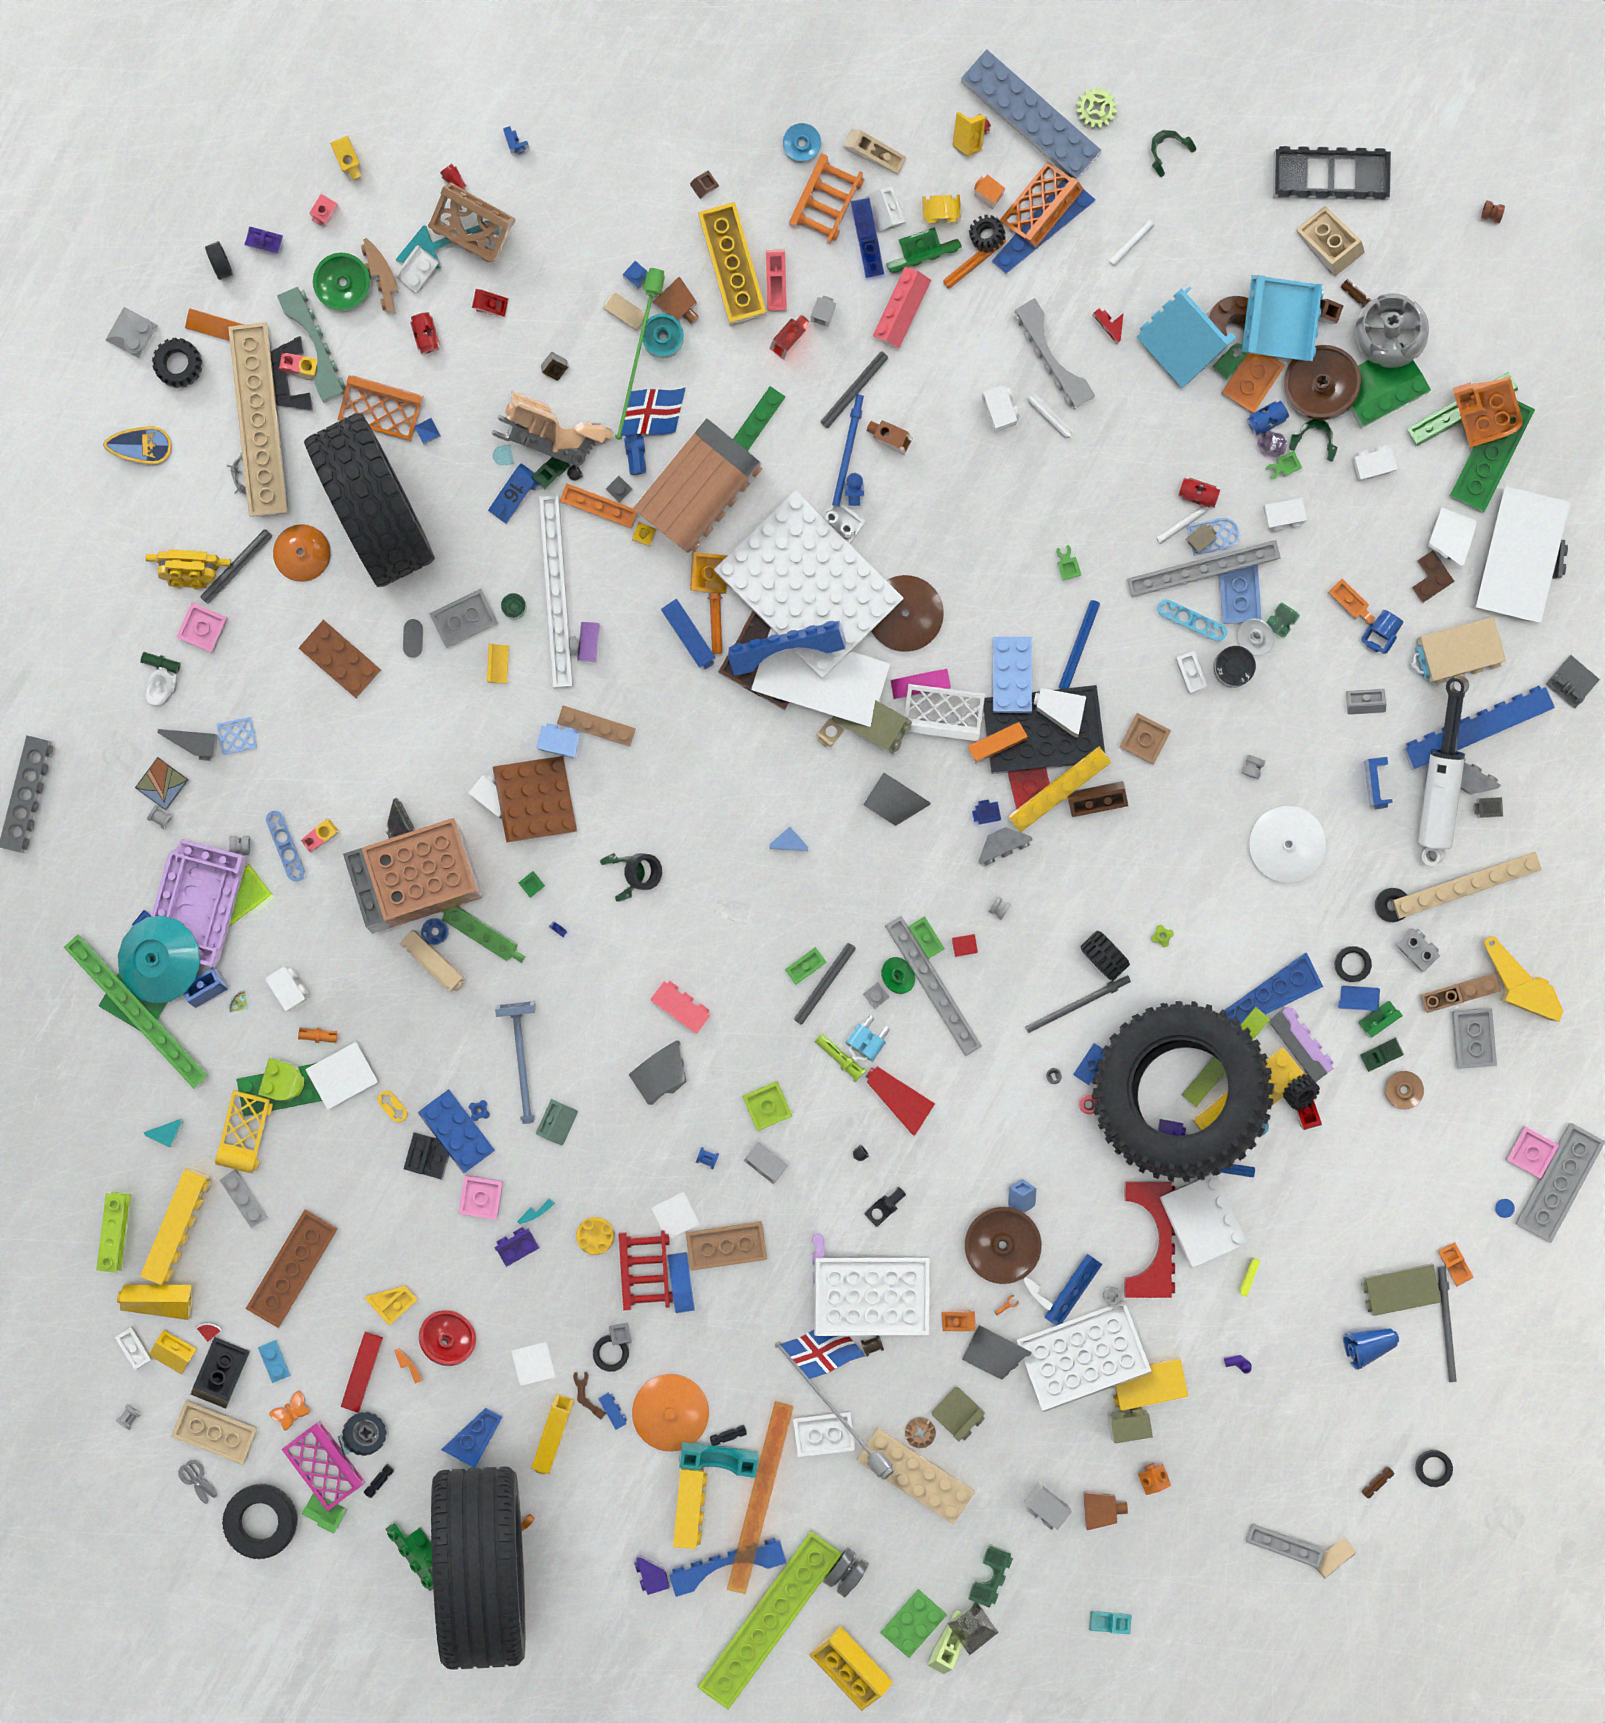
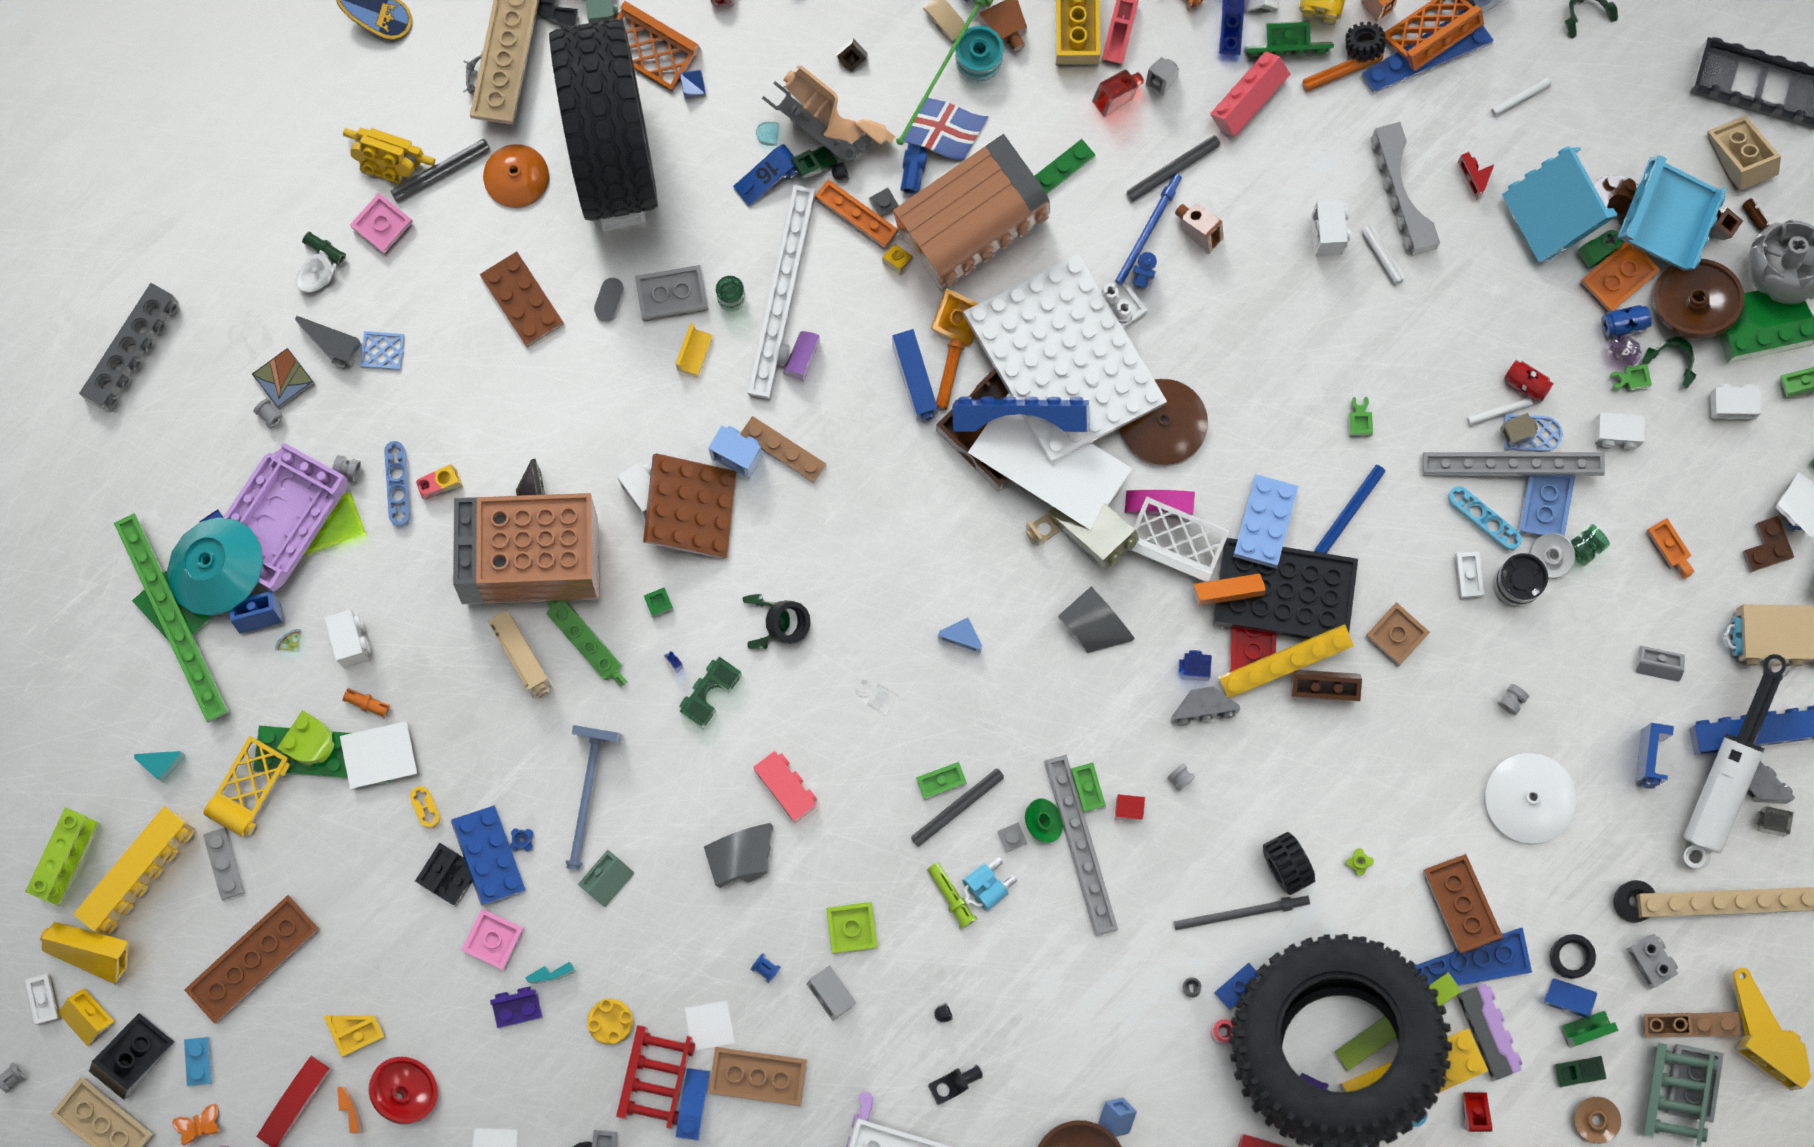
camera: 15 degrees right, 10 degrees down
(209, 1330) = (135, 1003): red tile -> none
(426, 931) = (525, 620): blue wheel -> none
(588, 962) = (719, 675): none -> clear green arch
(901, 1099) = (1009, 965): red slope -> none
(1061, 708) = (1312, 571): white slope -> none
(1254, 947) = (1463, 904): none -> dark orange plate
(1301, 1092) = (1477, 1086): black tyre -> none
(1386, 627) = (1703, 586): blue piece -> none
(1448, 1062) = (1658, 1102): none -> sand green fence

